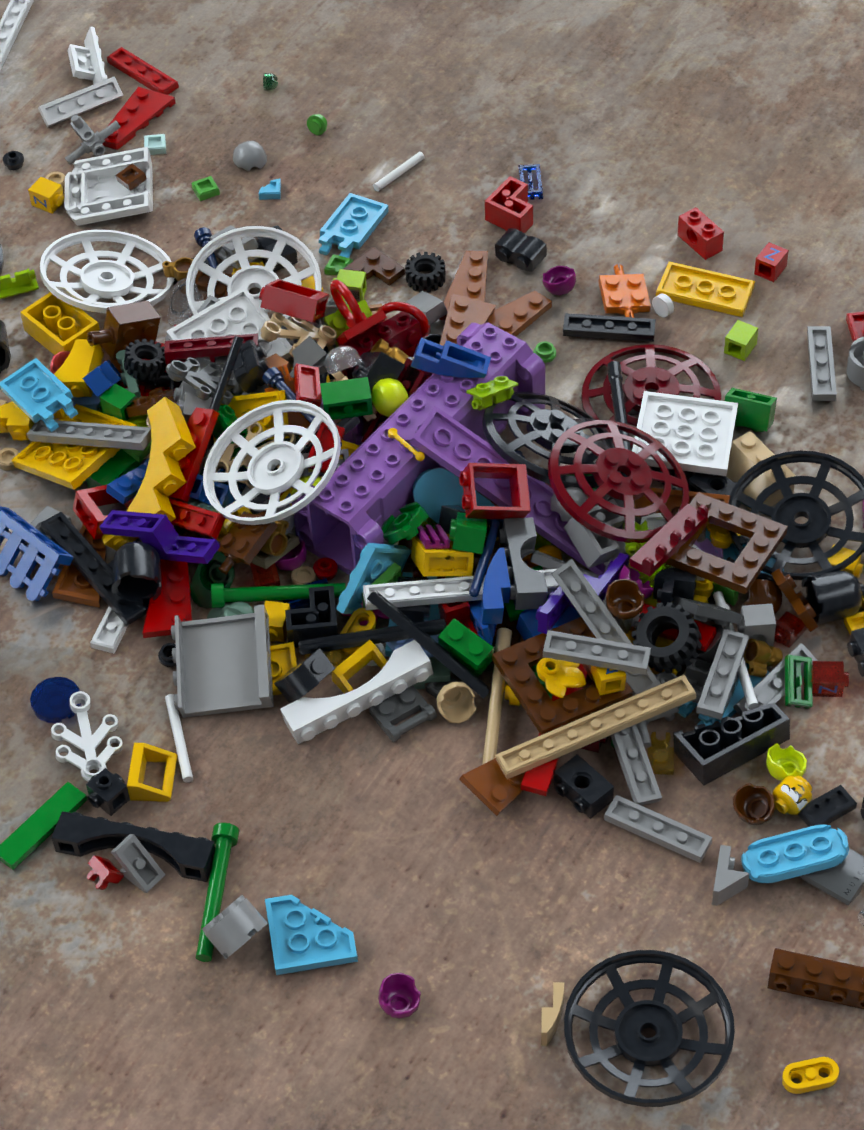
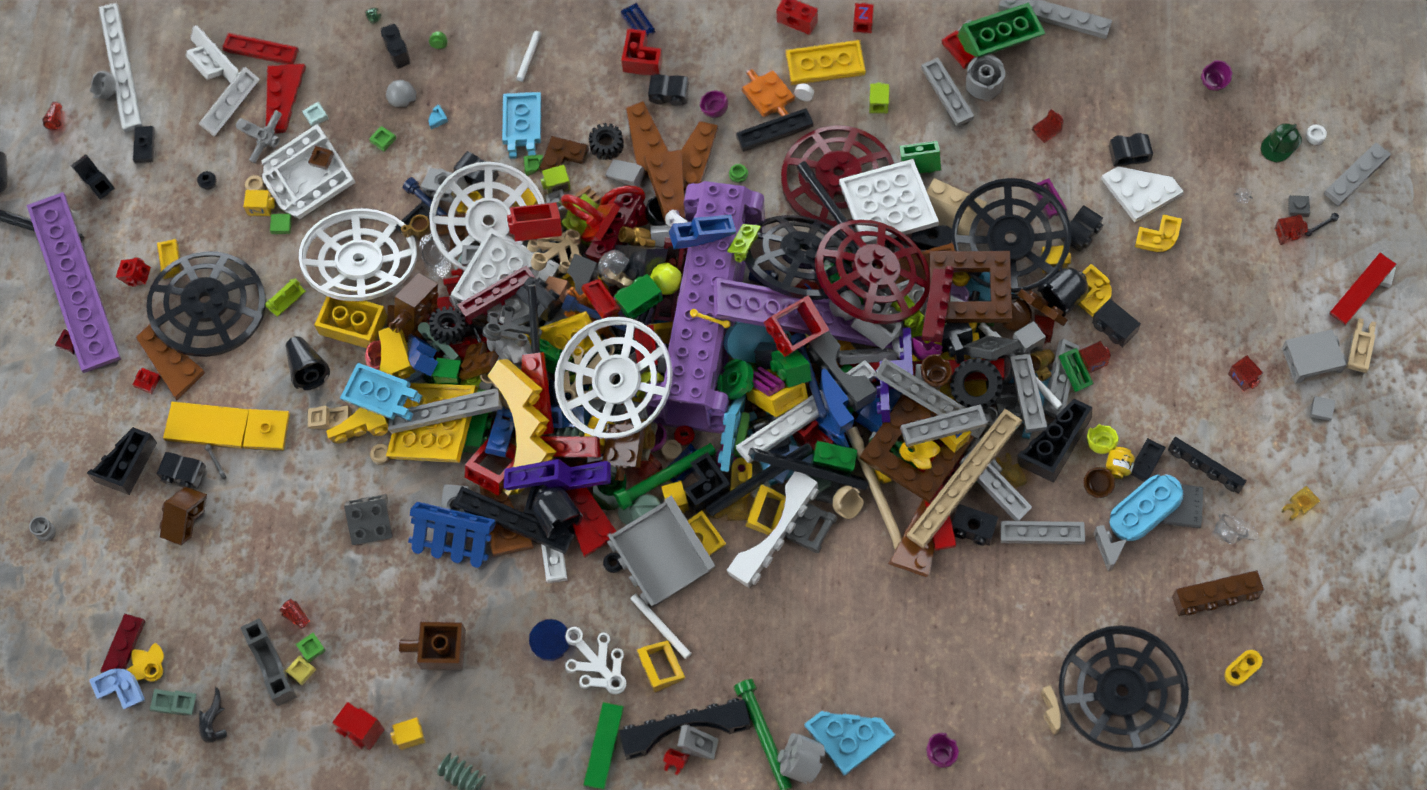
camera: 25 degrees left, 15 degrees up
(56, 222) = (280, 223): none -> bright green tile
(107, 791) = (639, 697): black brick -> none
(271, 113) = (395, 45): none -> black brick
(304, 676) = (732, 540): black brick -> none

